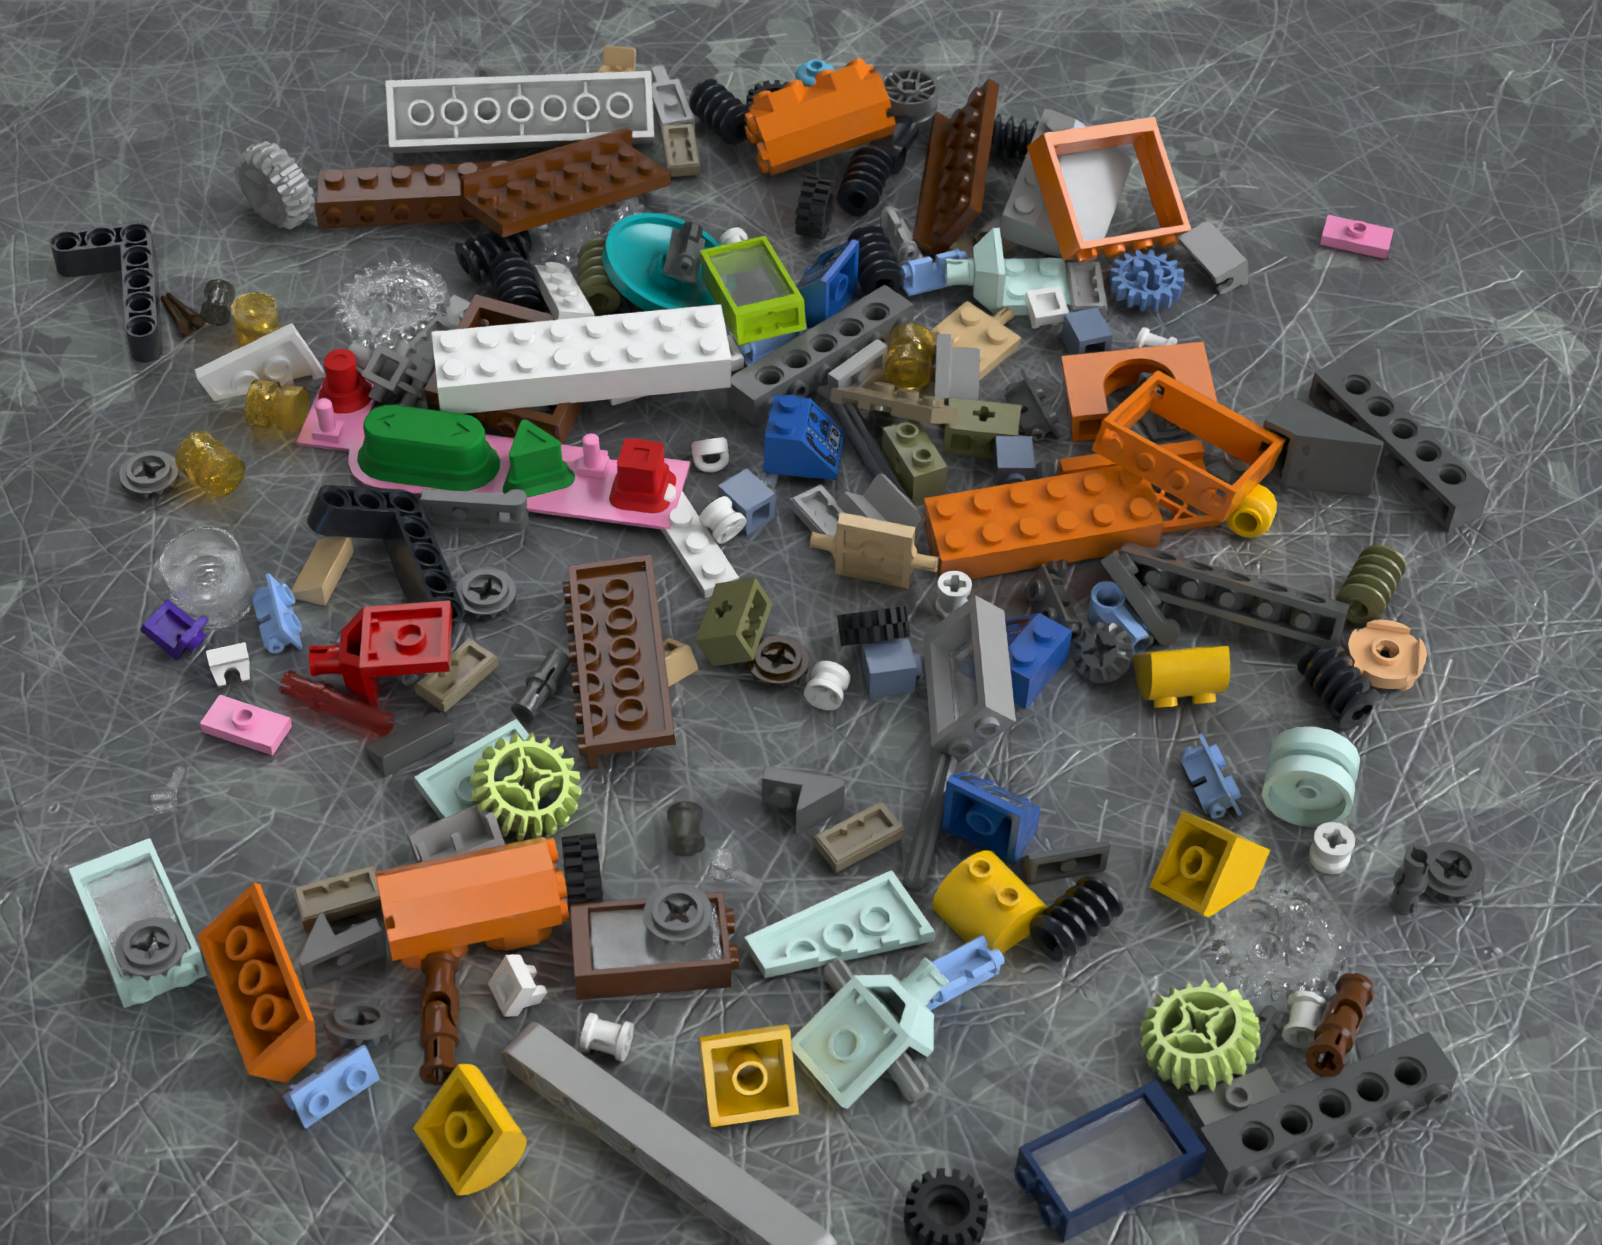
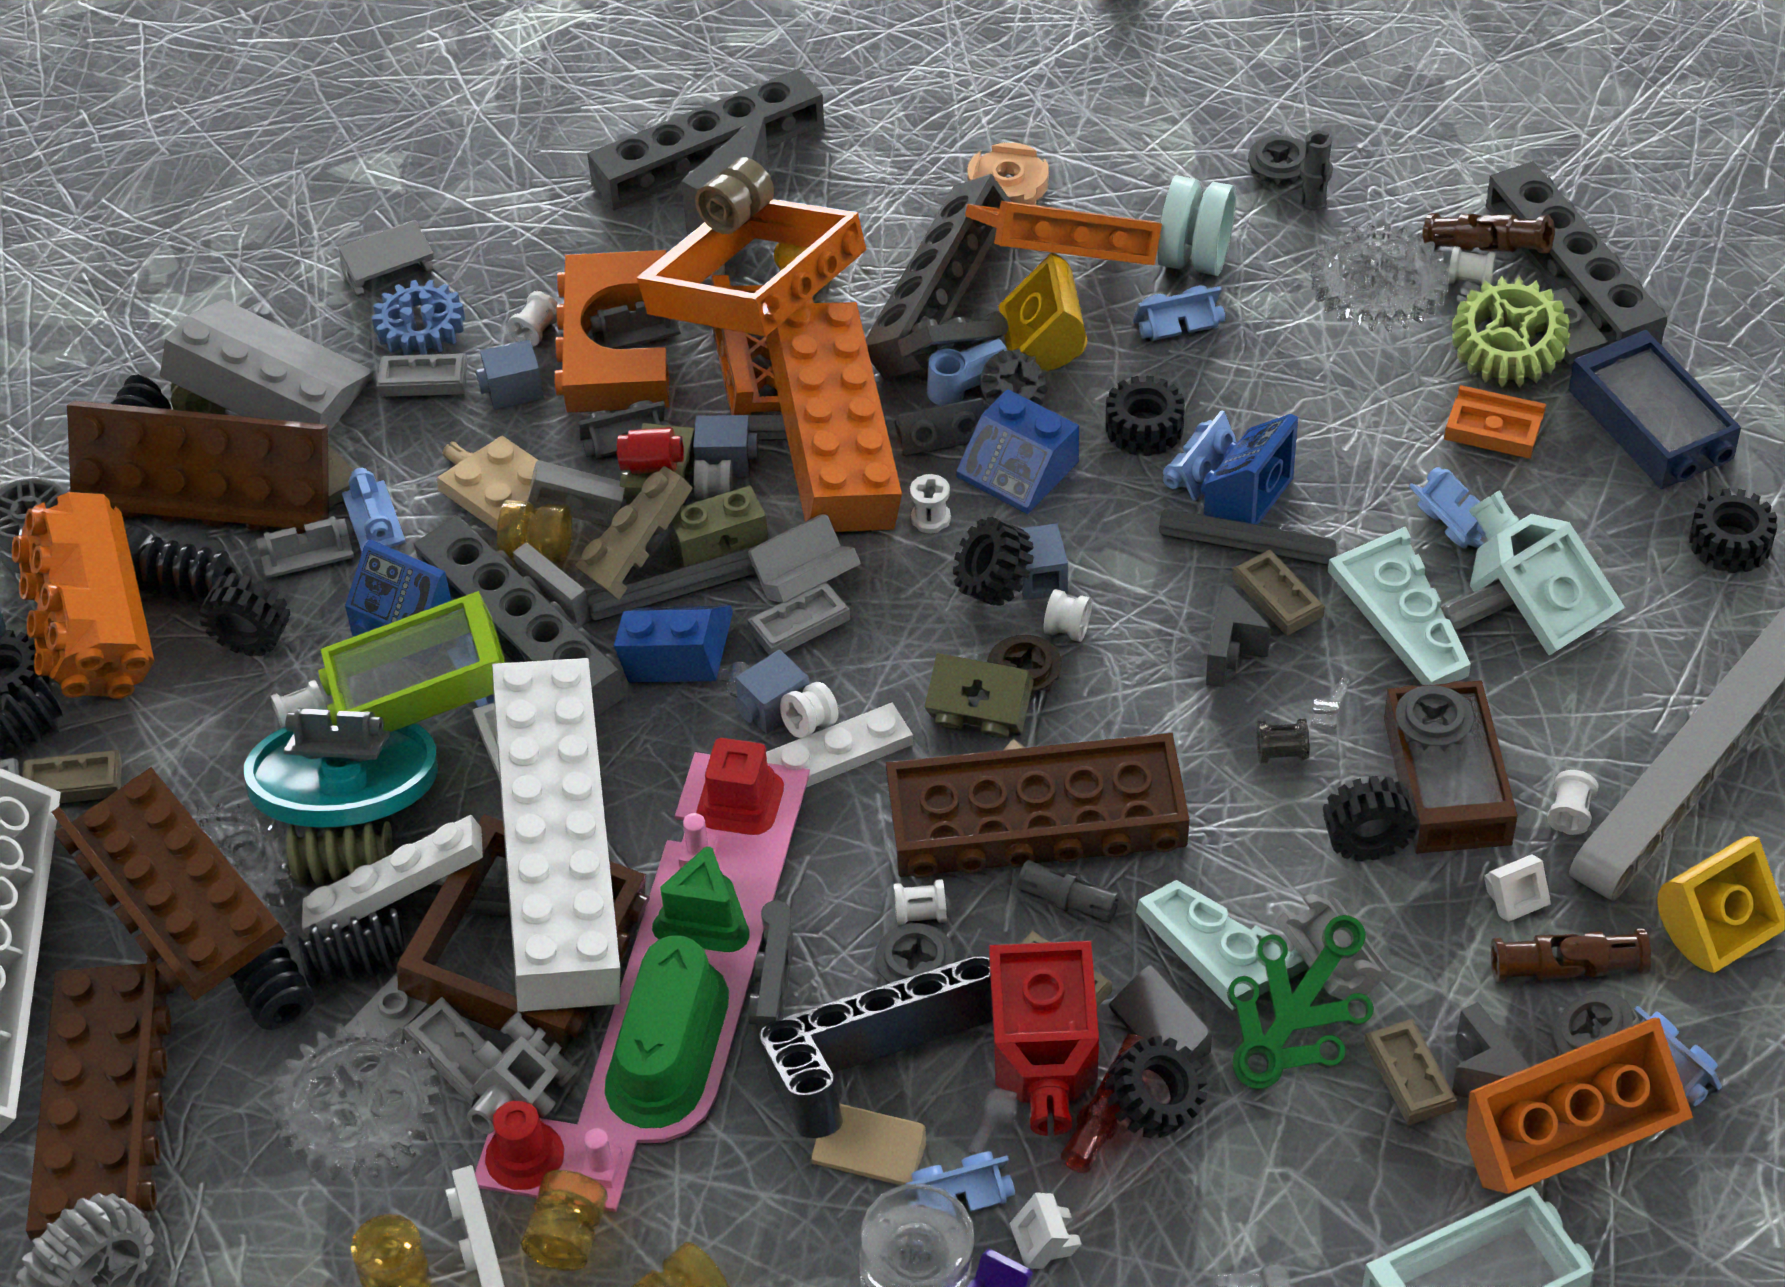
camera: 85 degrees left, 0 degrees up
(137, 939) = (1563, 1214): dark grey gear -> none
(246, 725) = (1141, 1208): bright pink plate -> none
(319, 707) = (1136, 1101): none -> black tyre
(364, 796) = (1294, 1010): none -> green plant
(488, 895) = (1427, 913): orange brick -> none
(532, 592) = (920, 903): none -> white bush
(554, 776) = (1246, 880): yellowish green gear -> none
(710, 447) = (677, 731): white tile -> none
(748, 1075) = (1609, 673): yellow brick -> none
(874, 550) = (876, 555): tan plate -> none
(876, 260) = (341, 565): black piece -> none
(968, 678) = (1078, 477): light grey window -> none
(973, 460) = (712, 479): none -> light grey wheel
(975, 400) = (649, 450): none -> red brick
(987, 900) = (1362, 486): yellow brick -> none
(1005, 281) = (400, 437): light aqua plate -> none
(1025, 784) = (1202, 453): none -> light blue hinge
(1046, 306) = (461, 404): white tile -> none
(1065, 862) = (1291, 401): dark grey slope -> none
(1075, 918) = (1375, 417): black piece -> none
(1078, 730) = (1149, 398): none -> black tyre
(1085, 1022) = (1495, 421): none -> orange plate
(1156, 172) = (233, 274): orange window -> none
(1207, 865) = (1312, 310): yellow slope -> none
(1253, 417) = (734, 195): none -> dark tan wheel
(1255, 664) = (1070, 231): none -> orange fence
(1337, 856) = (1263, 234): white wheel -> none
(1338, 684) = (1069, 193): black piece -> none
(1356, 236) = (358, 146): bright pink plate -> none
(1371, 583) = (916, 173): olive piece -> none

